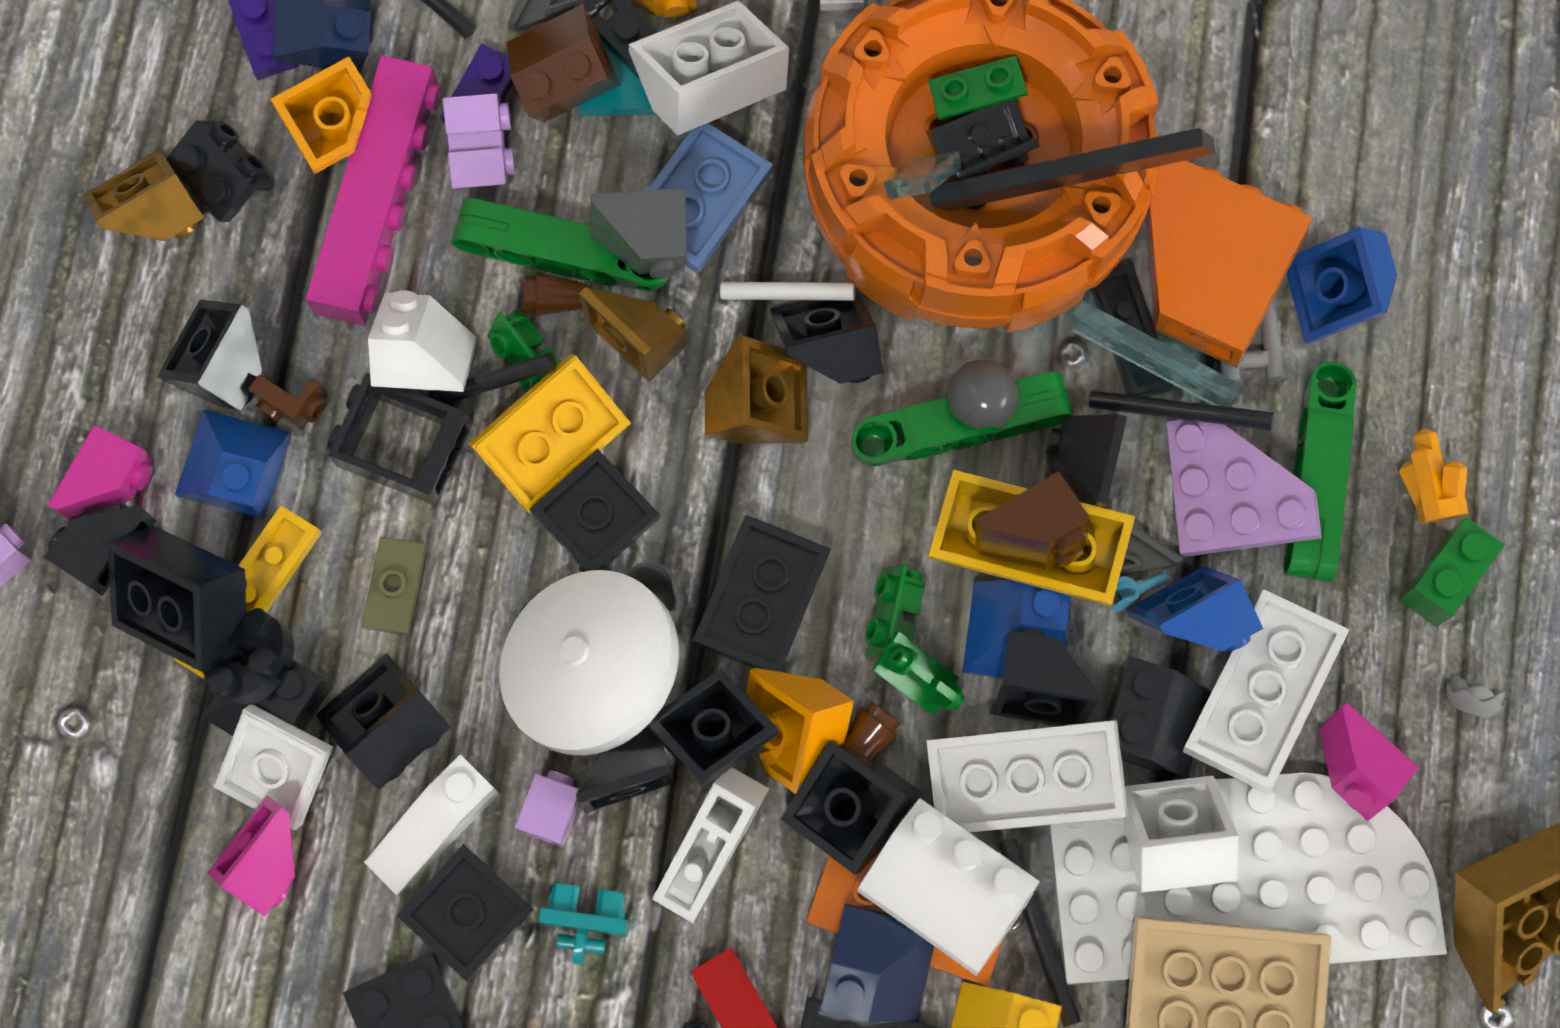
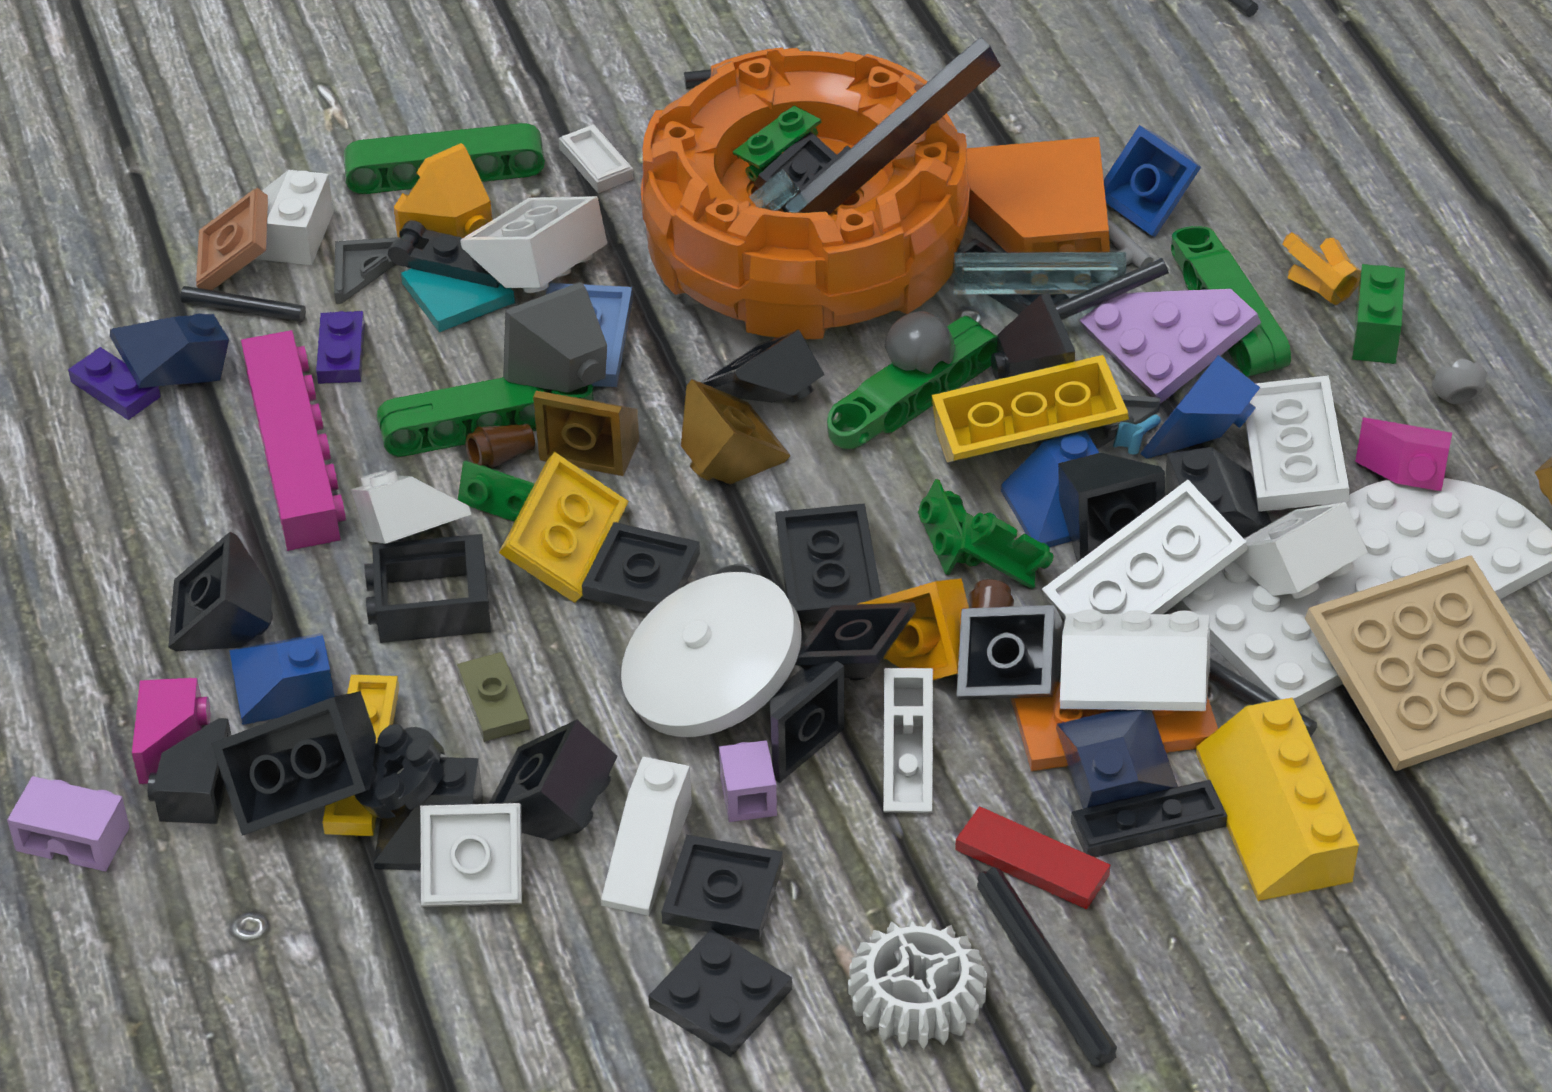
camera: 25 degrees left, 30 degrees down
(145, 201) = (86, 521): pearl gold slope -> none
(219, 168) = (134, 482): black bracket -> none
(258, 859) = (505, 922): dark pink slope -> none
(278, 404) = (307, 607): reddish brown bracket -> none
(325, 113) = (213, 396): light orange slope -> none
(477, 141) = (362, 364): lavender brick -> none
(498, 378) = (499, 499): black bar -> none
(560, 65) = (408, 287): reddish brown slope -> none
(563, 913) = (837, 844): teal hips -> none
(787, 291) = (702, 362): white bar -> none
(1036, 526) = (1030, 373): reddish brown slope -> none

